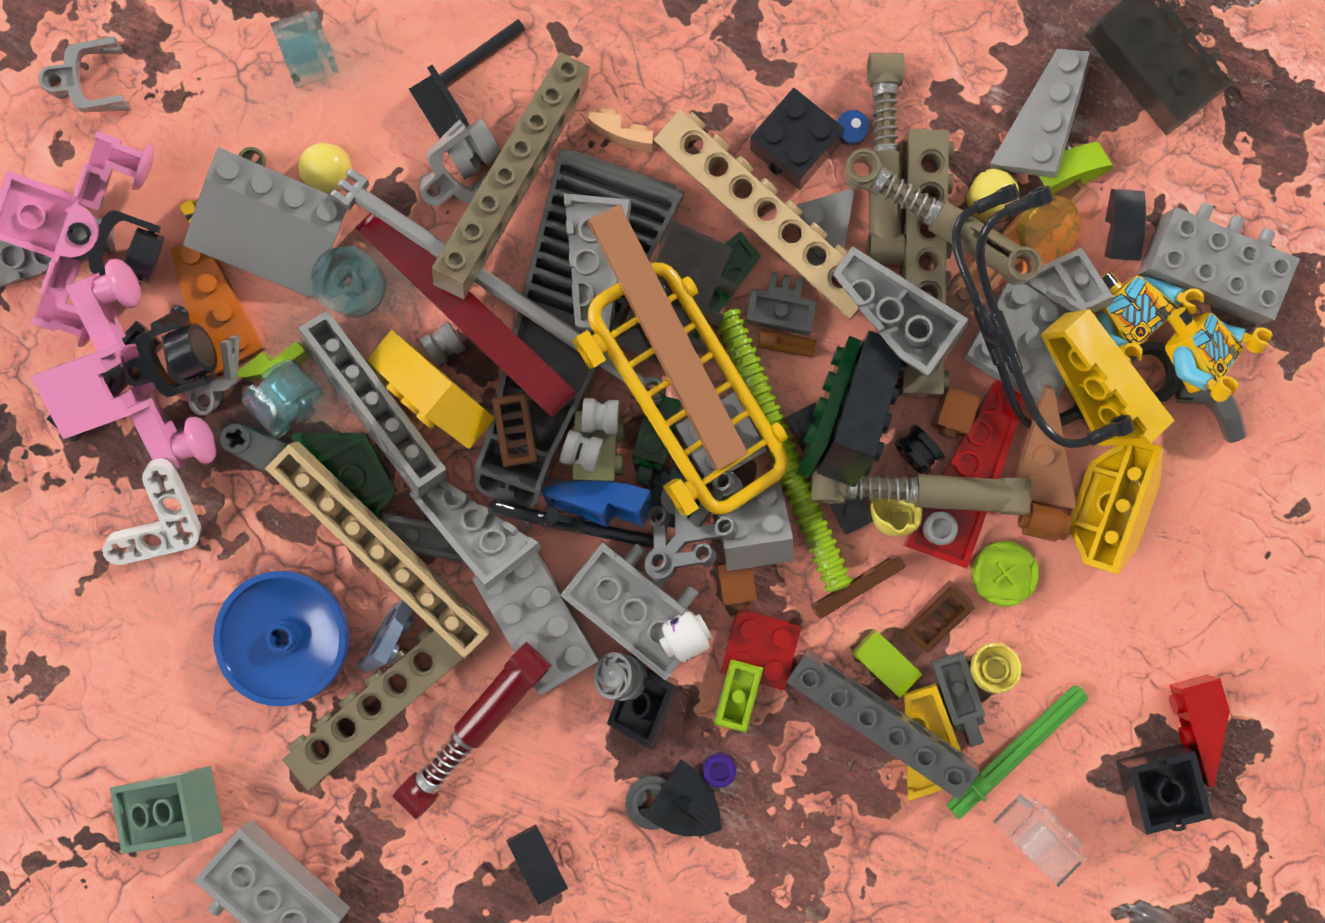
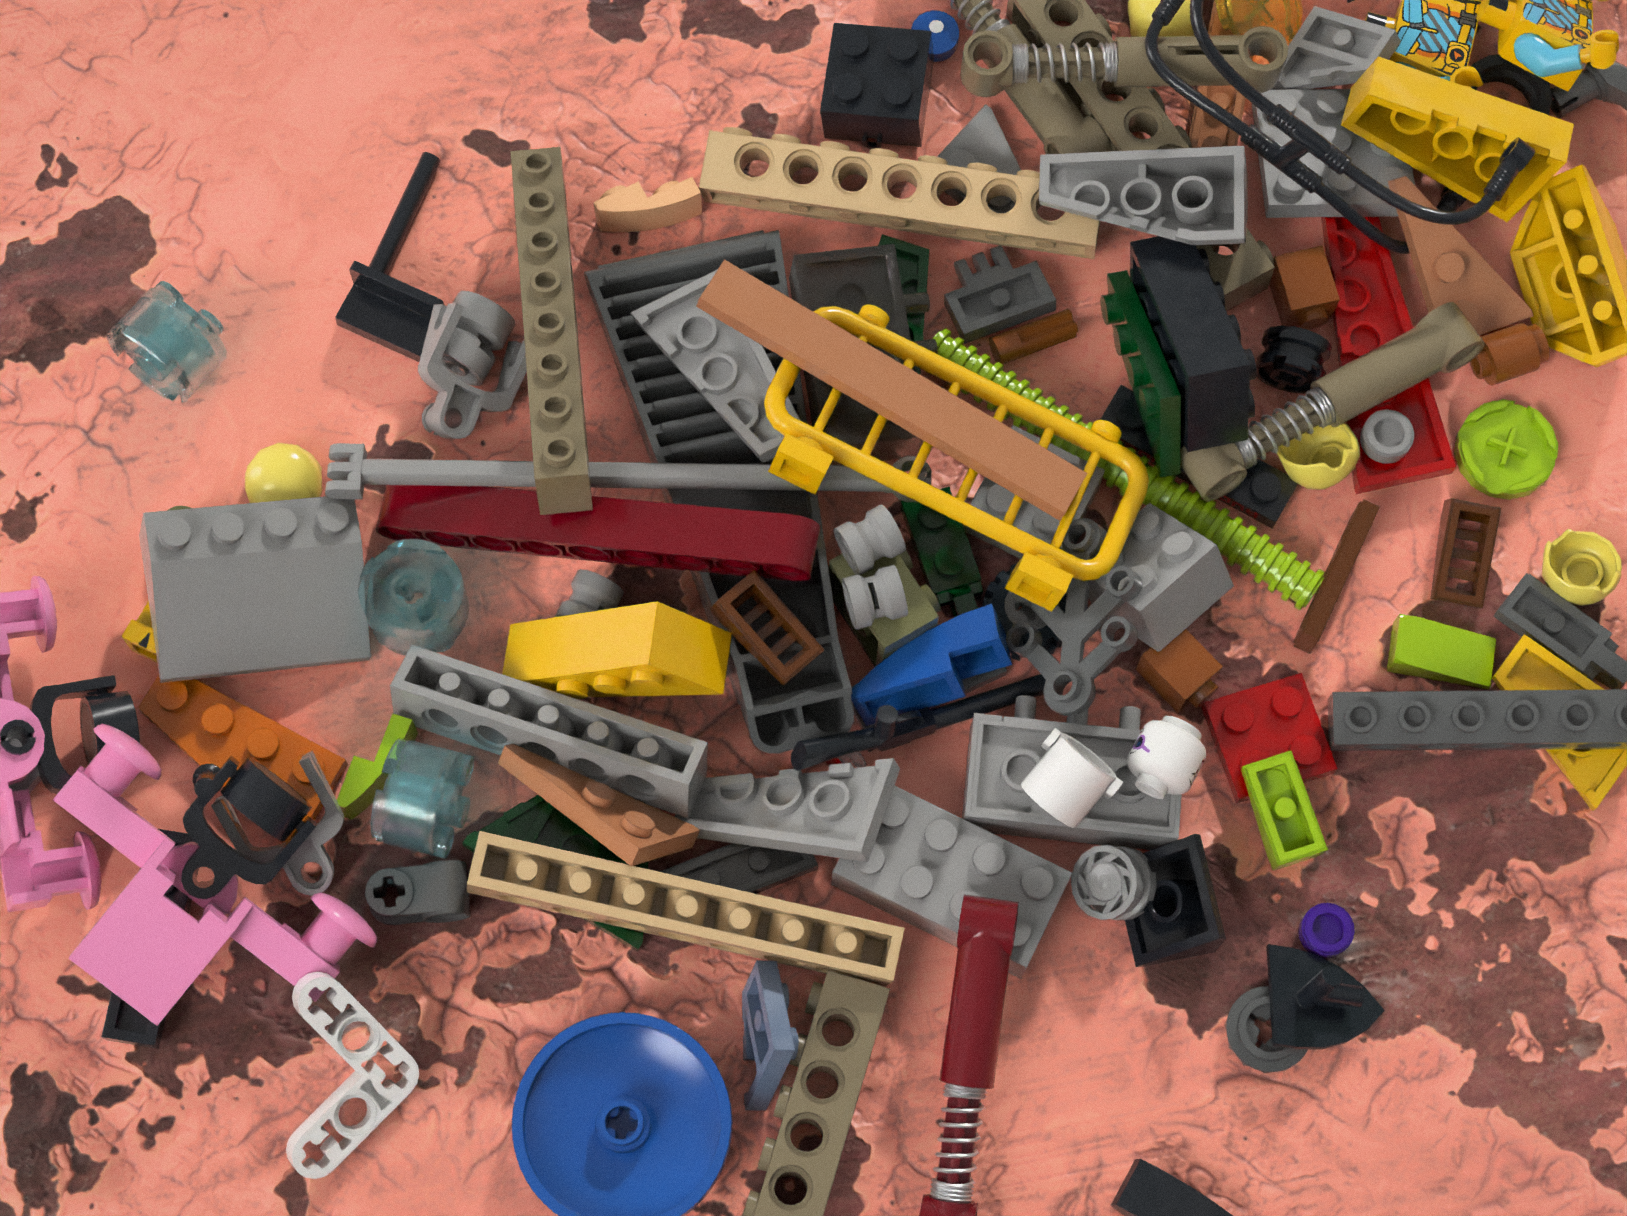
camera: 35 degrees left, 15 degrees down
(373, 477) = (613, 818): none -> nougat wing
(622, 617) = (1069, 779): none -> white piece

